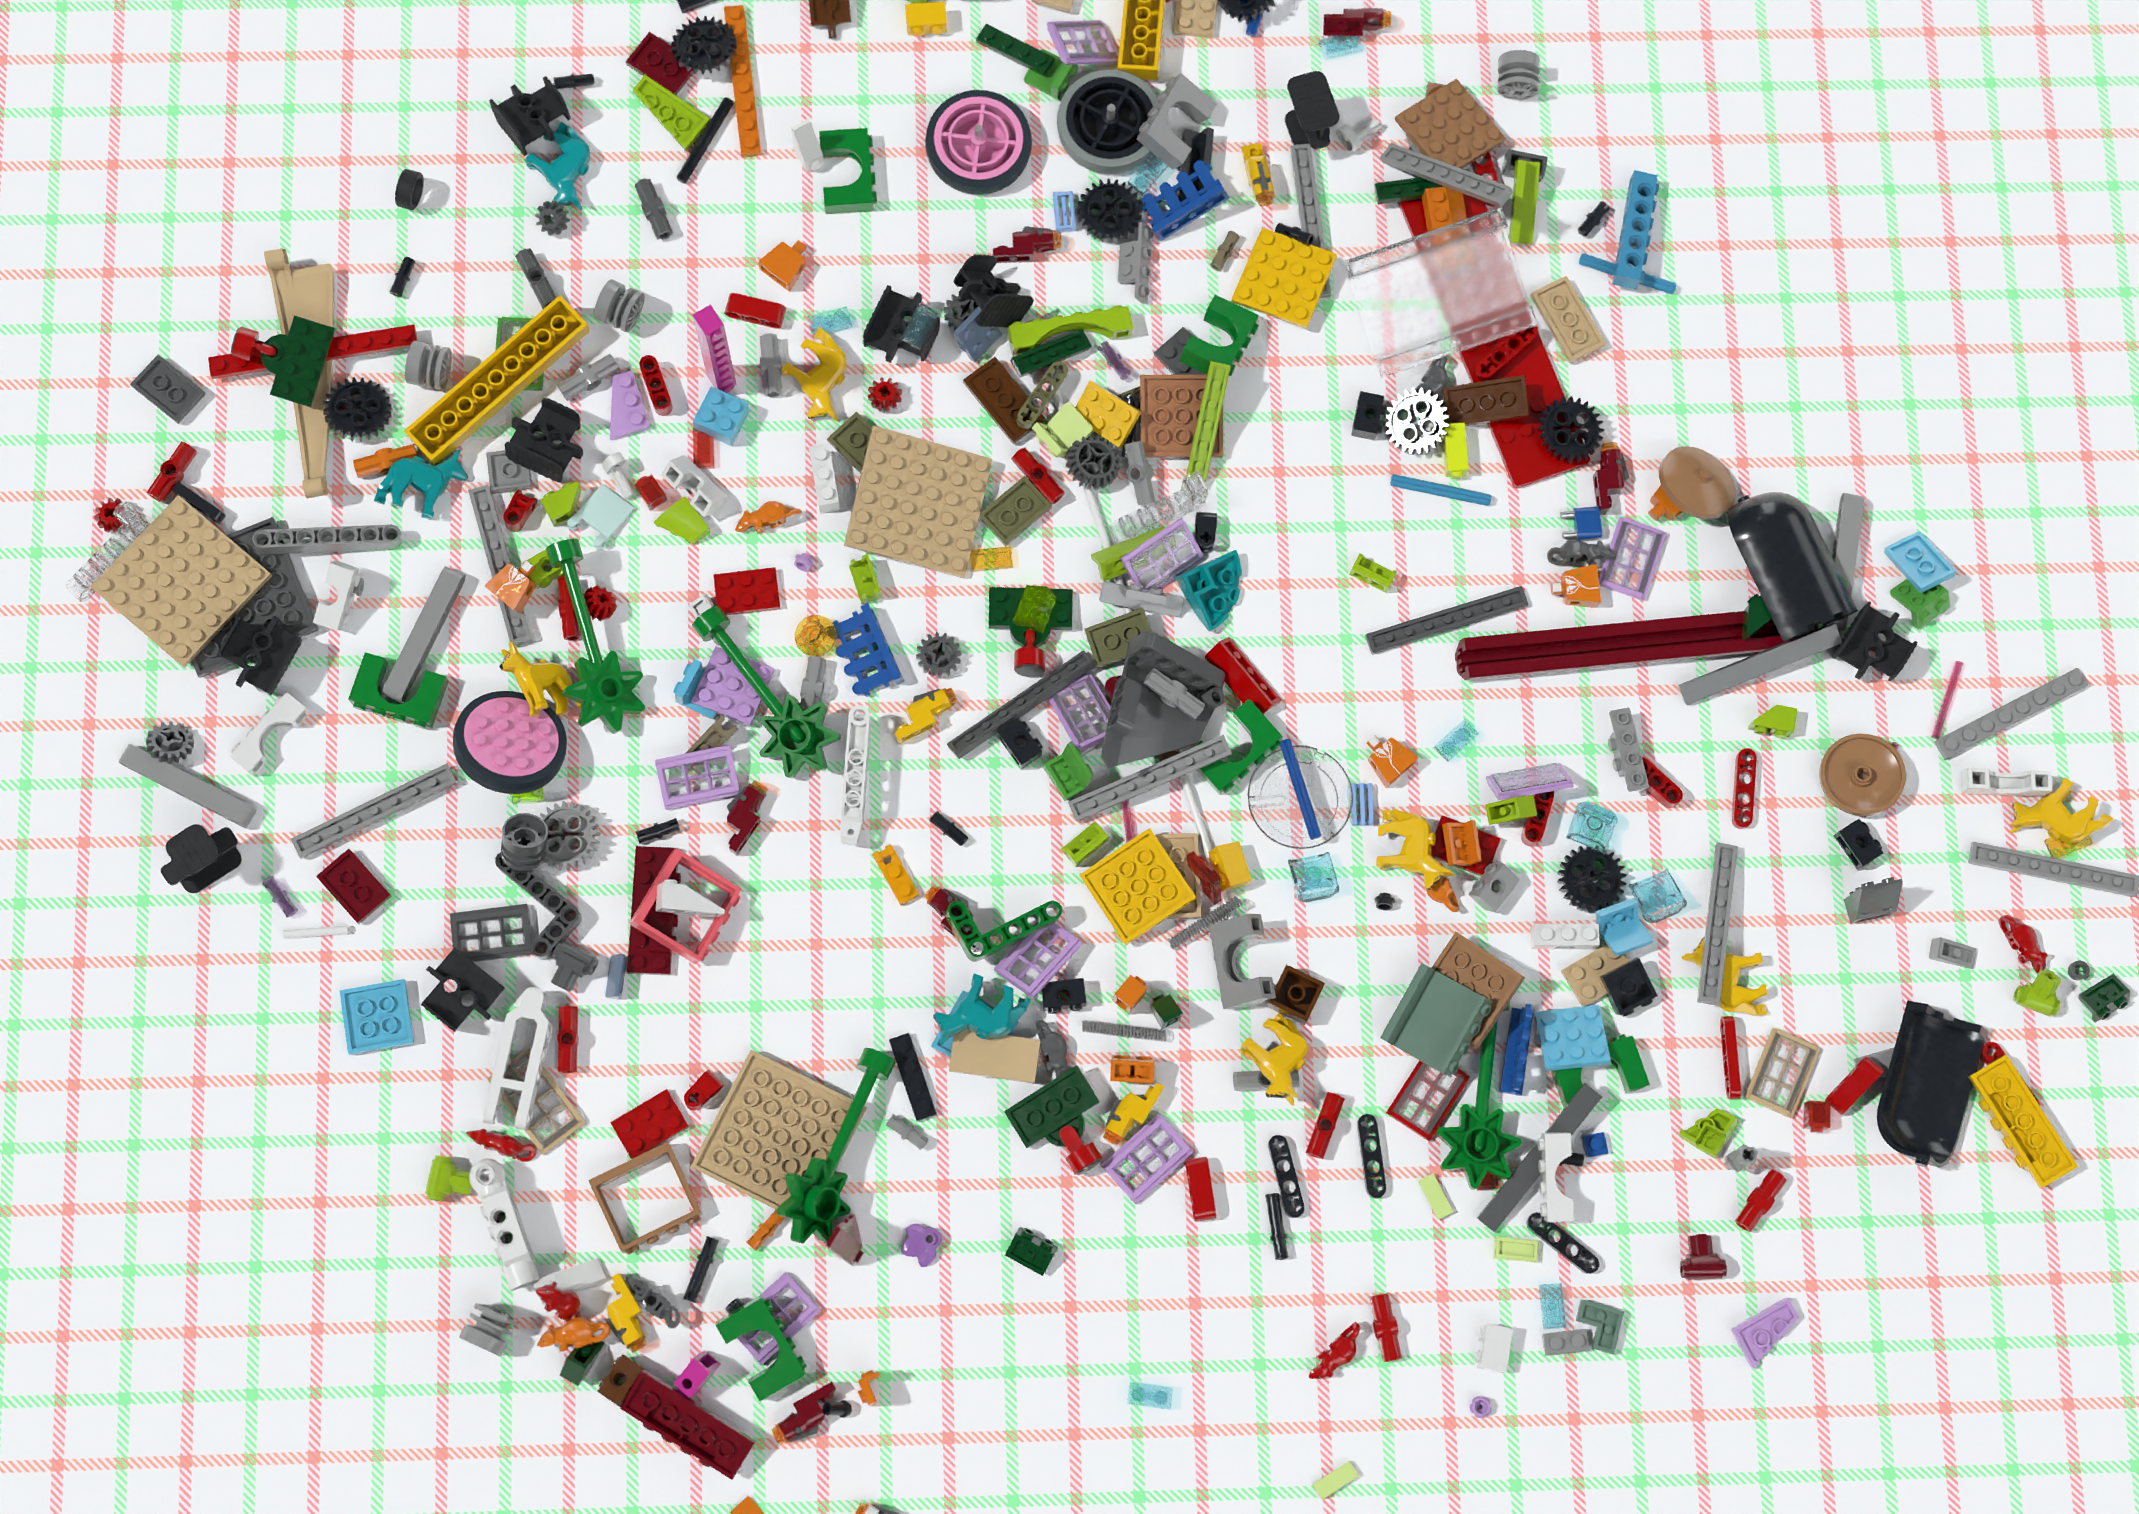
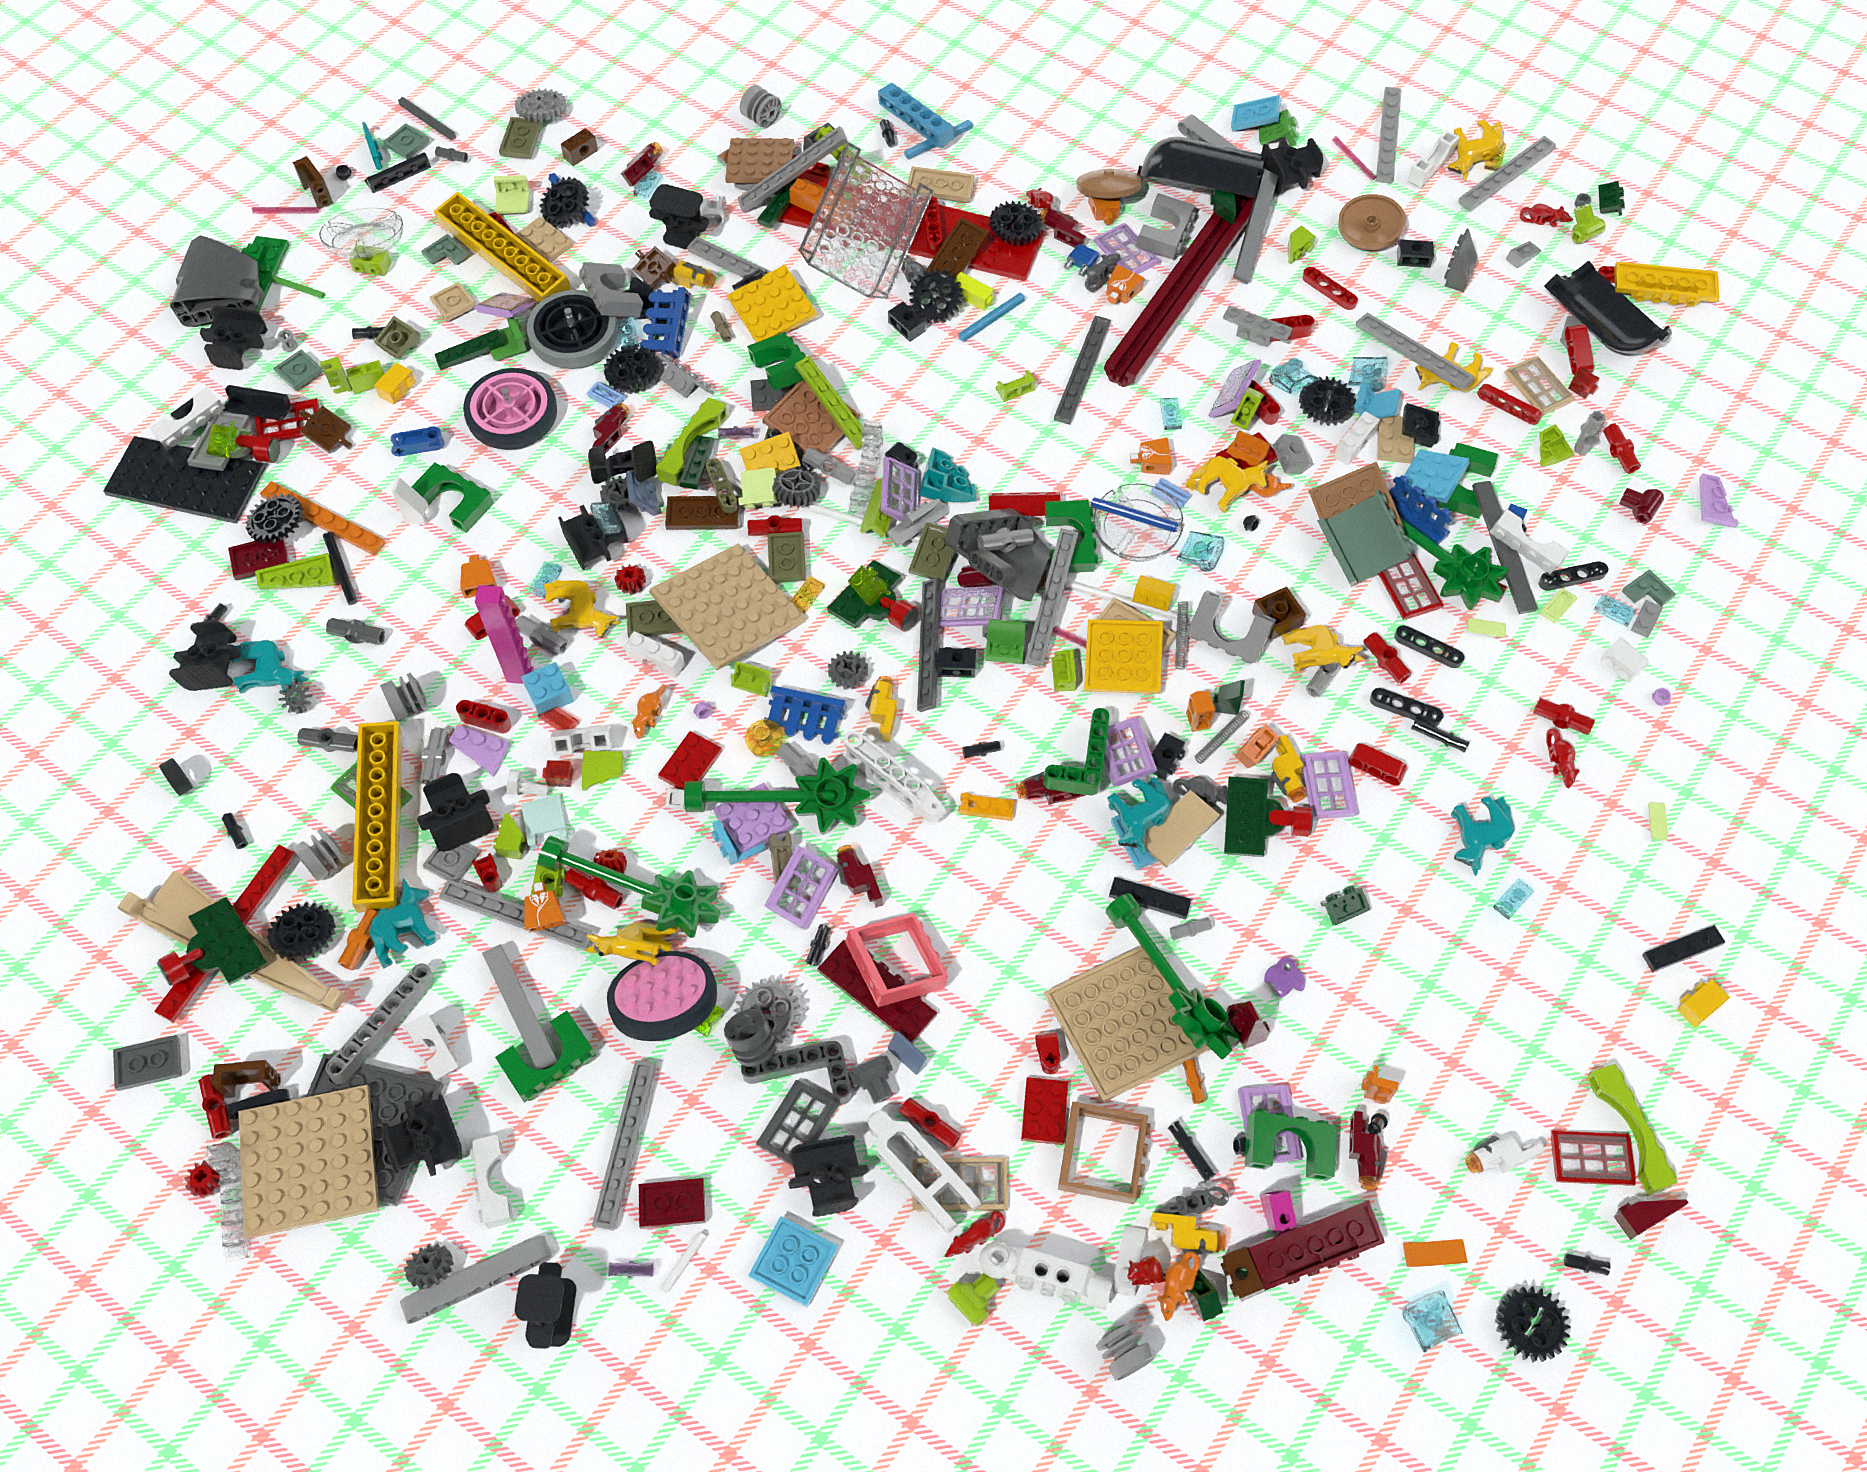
camera: 45 degrees left, 15 degrees down
(195, 463) = (229, 1075): none -> reddish brown panel
(684, 900) = (895, 949): white slope -> none
(881, 91) = (417, 441): none -> blue piece
(1195, 1329) = (1483, 835): none -> teal animal
(1209, 879) = (1154, 606): clear red plate -> none
(1240, 135) = (653, 267): none -> reddish brown plate
(1624, 432) = (1040, 198): none -> red animal
(1668, 593) = (1167, 241): none -> light grey arch

